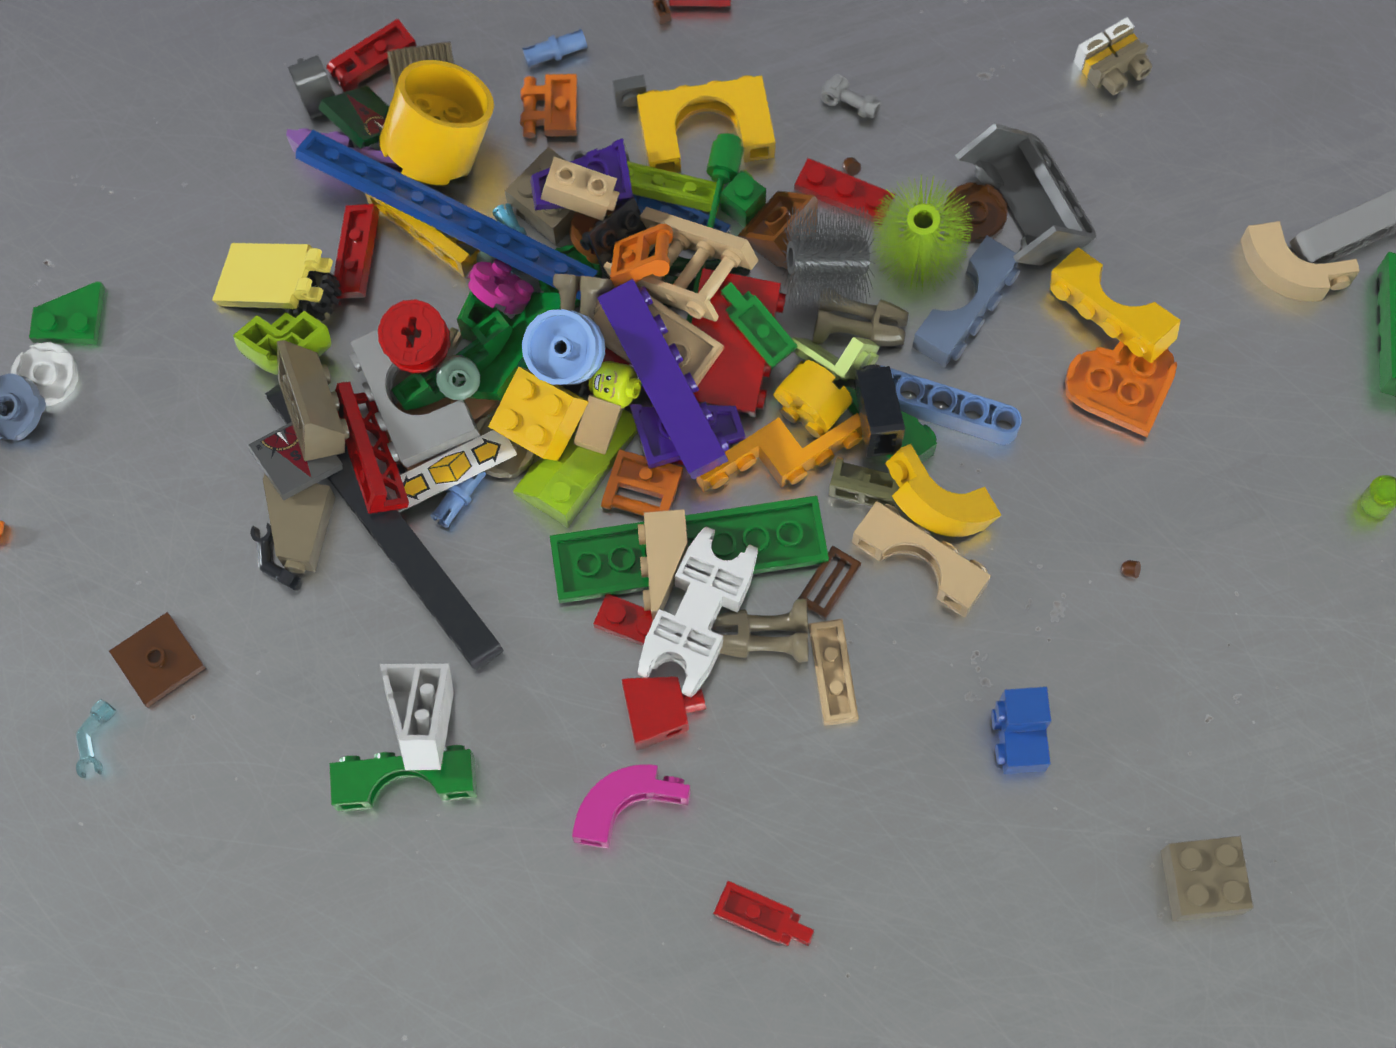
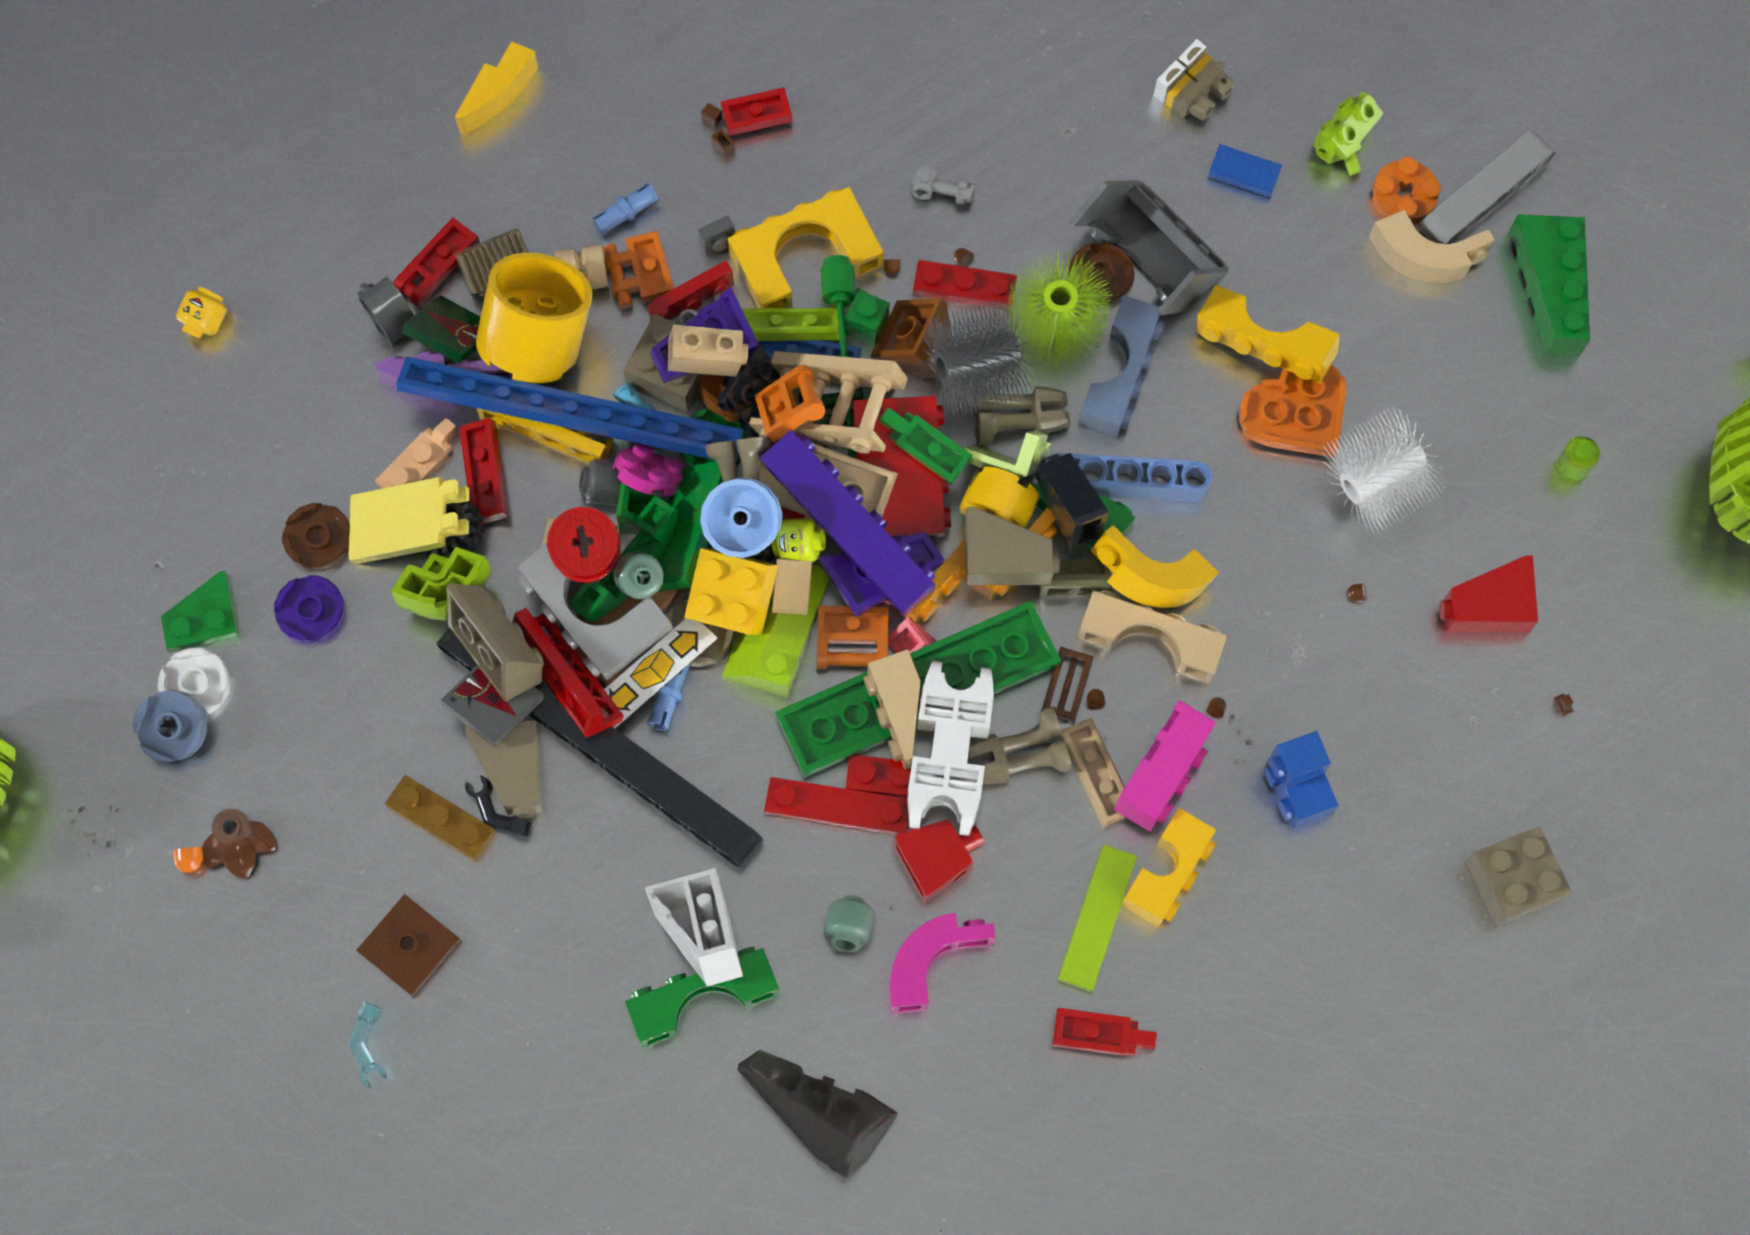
camera: 20 degrees left, 0 degrees up
(38, 530) = (239, 848): none -> reddish brown plate
(152, 49) = (201, 312): none -> yellow head
(165, 335) = (309, 609): none -> dark purple tile
(191, 272) = (316, 537): none -> reddish brown tile
(221, 552) = (440, 818): none -> pearl gold plate
(306, 224) = (421, 457): none -> light nougat hinge
(453, 286) = (600, 482): none -> dark grey head
(482, 923) = (828, 1120): none -> clear smoke wedge
(504, 89) = (589, 262): none -> tan wheel
(558, 749) = (849, 923): none -> sand green head
(579, 637) = (836, 806): none -> red plate
(591, 136) = (693, 292): none -> red plate
(695, 500) = (909, 636): none -> coral slope
(782, 159) = (892, 266): none -> dark orange piece
(791, 807) = (1097, 918): none -> lime tile
(803, 444) = (1006, 552): none -> dark tan slope
(852, 603) = (1096, 699): none -> reddish brown piece
(852, 802) = (1153, 895): none -> yellow arch
(895, 684) = (1165, 767): none -> dark pink wedge
(964, 641) = (1216, 707): none -> reddish brown piece
(1139, 150) = (1244, 170): none -> blue tile
(1186, 458) = (1383, 470): none -> white piece
(1240, 139) = (1342, 135): none -> lime brick
(1260, 610) = (1494, 601): none -> red slope
(1294, 190) = (1405, 174): none -> orange plate
(1301, 727) = (1564, 704): none -> reddish brown piece

